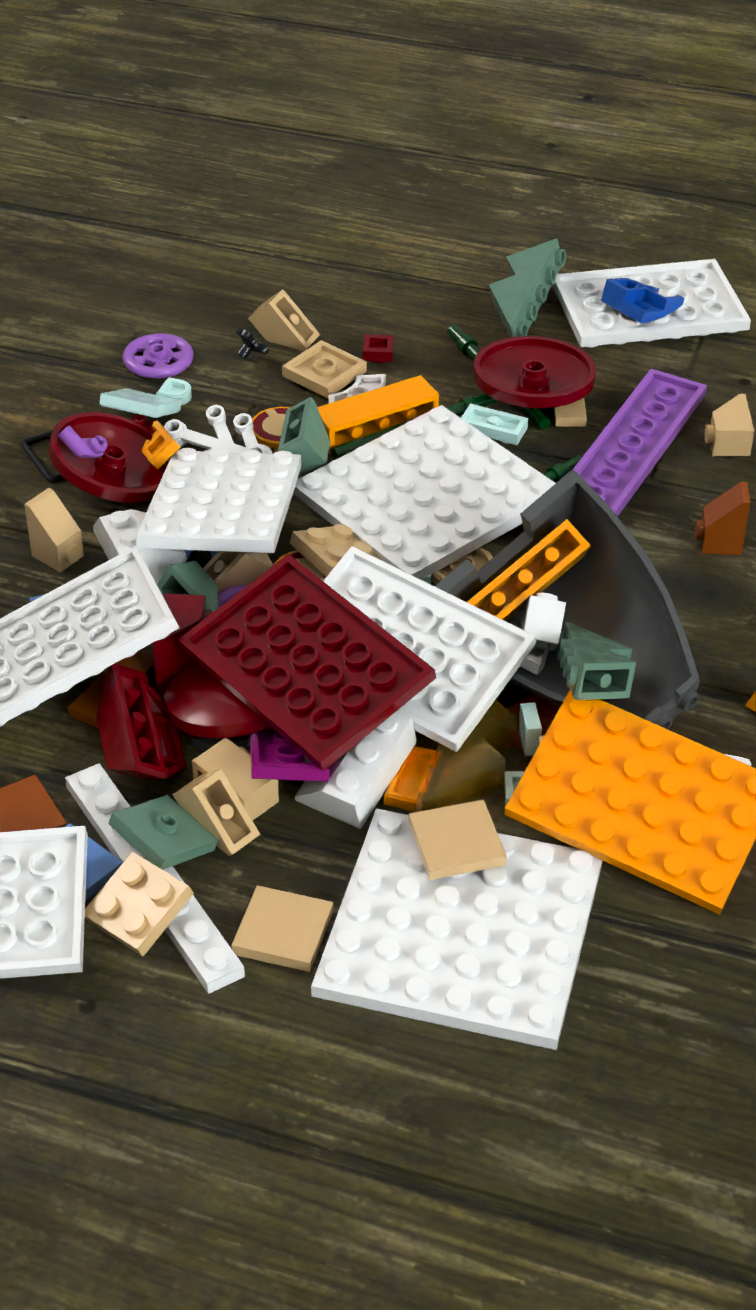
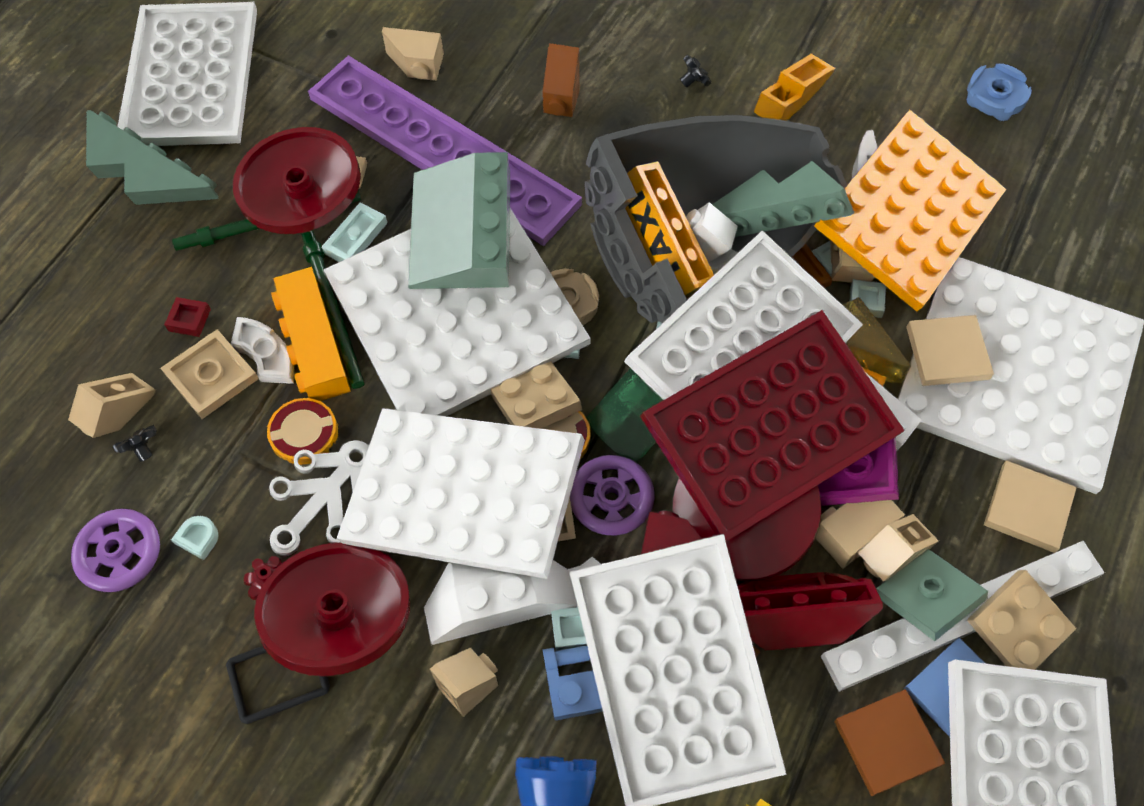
camera: 80 degrees left, 20 degrees up
(83, 447) = (333, 630): medium lavender arm -> none
(140, 403) = (225, 570): light aqua tile -> none
(160, 447) = (326, 552): light orange tile -> none
(190, 579) = (596, 538): sand green slope -> none
(305, 435) = (345, 401): sand green slope -> none
(503, 467) = (461, 224): none -> slope
(529, 728) = (823, 271): light aqua tile -> none
(638, 300) = (198, 75): blue slope -> none

